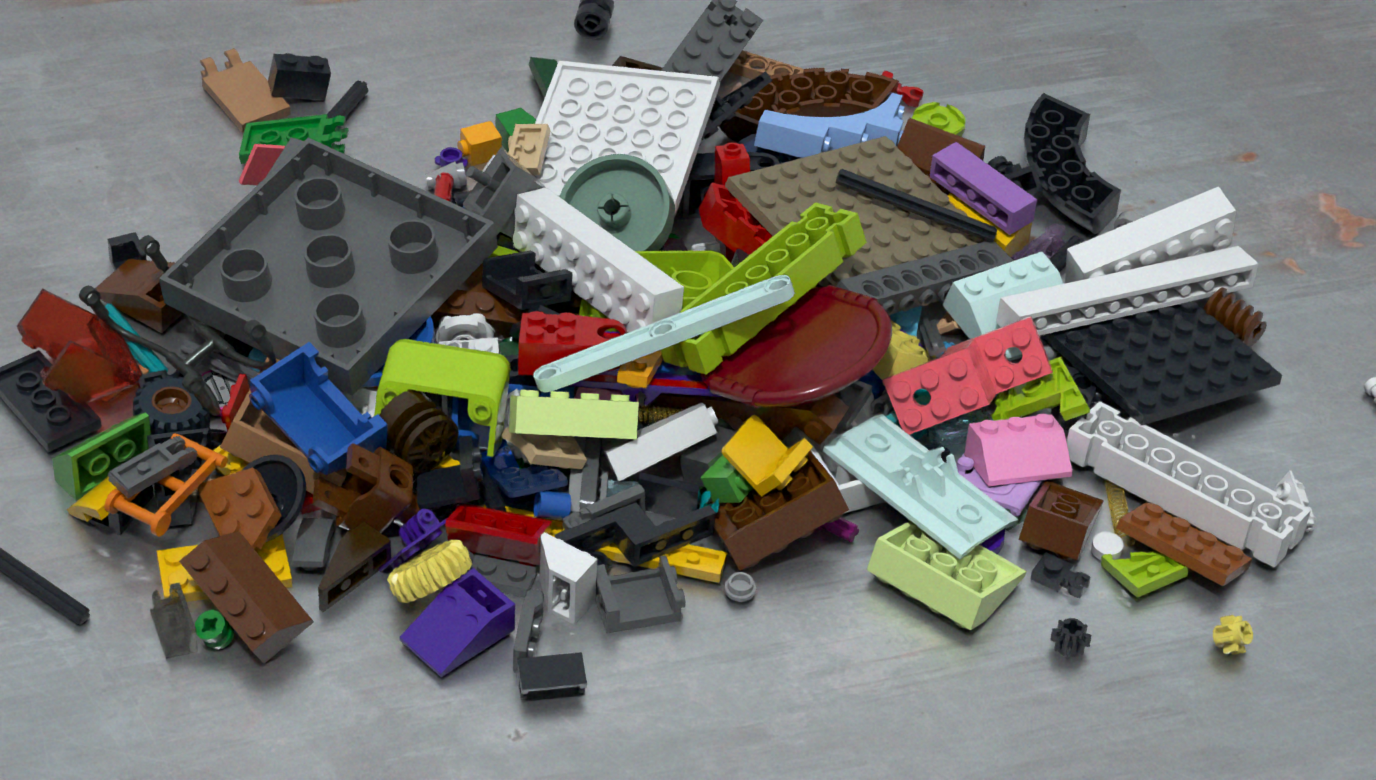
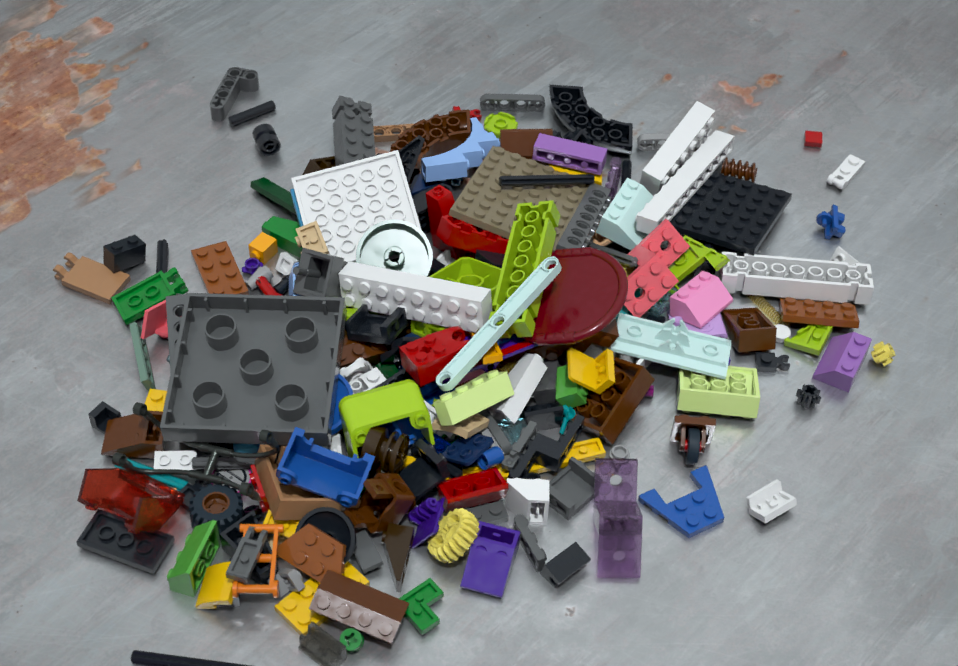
camera: 30 degrees left, 5 degrees up
(167, 334) = (174, 460): none -> white hinge
(188, 530) = (289, 580): none -> light grey bracket
(227, 199) = (142, 357): none -> sand green tile
(329, 630) = (418, 610): none -> green plate
(407, 145) = (219, 269): none -> dark orange plate
(657, 649) = (617, 518): none -> clear purple bracket
(782, 700) = (692, 512): none -> blue wing
(852, 605) = (692, 435): none -> reddish brown plate
(893, 734) = (770, 502): none -> white bracket
(949, 87) = (512, 105): none -> dark grey beam
(1167, 620) = (842, 360): none -> medium lavender slope
(1308, 431) = (832, 222): none -> blue hips

